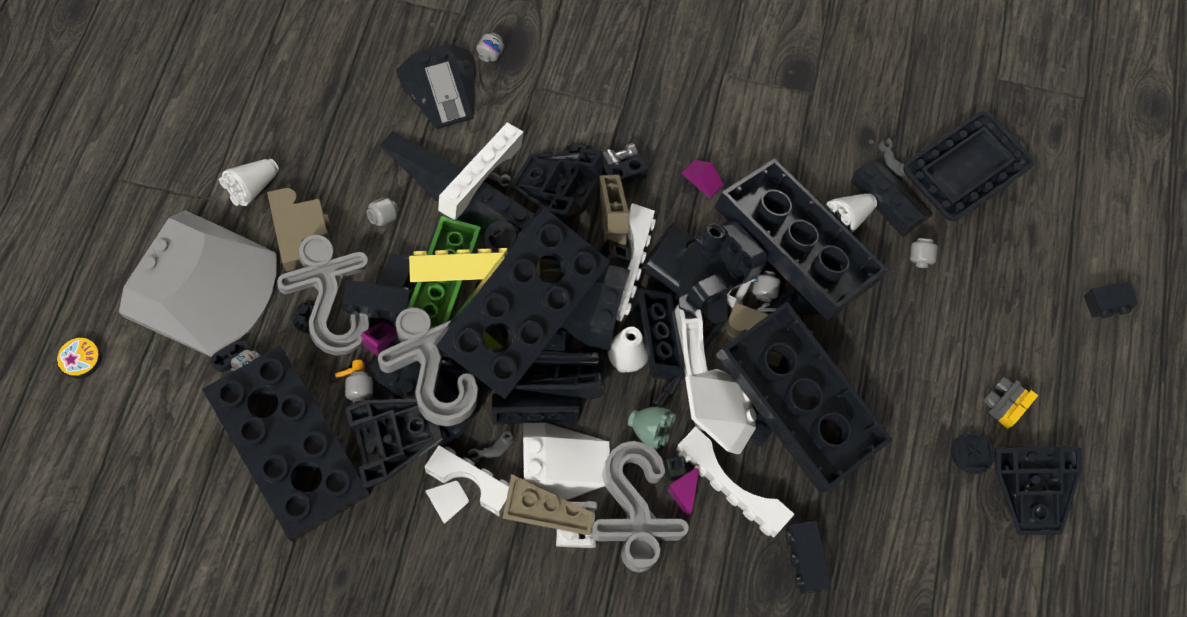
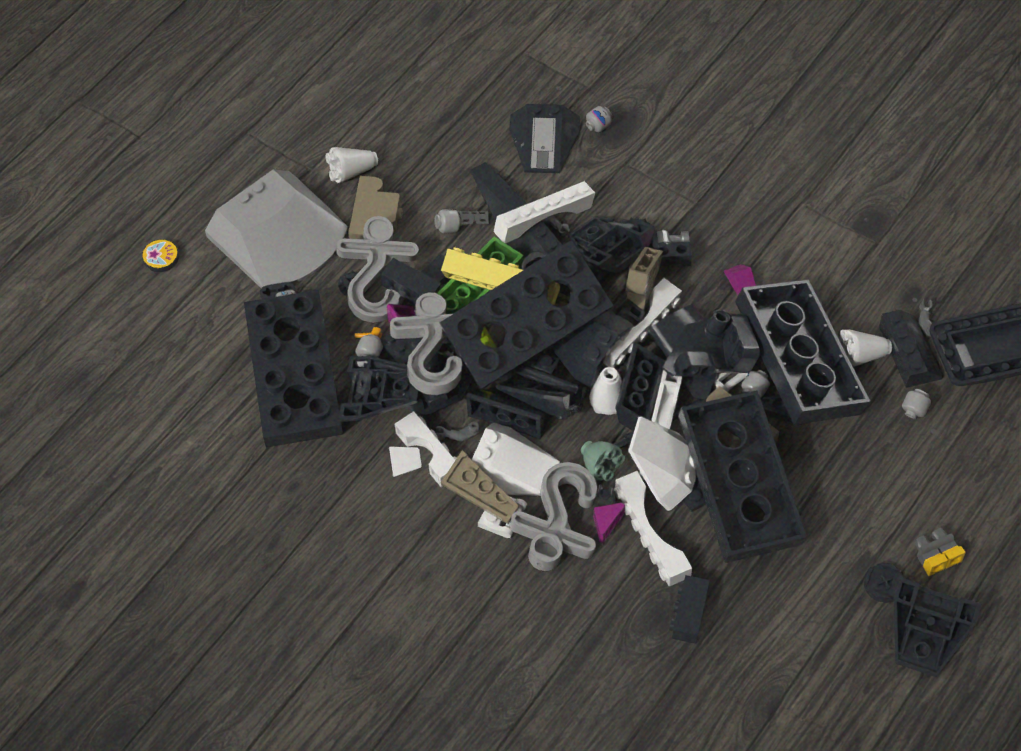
camera: 30 degrees right, 10 degrees down
(407, 198) = (473, 217): none -> dark grey piece

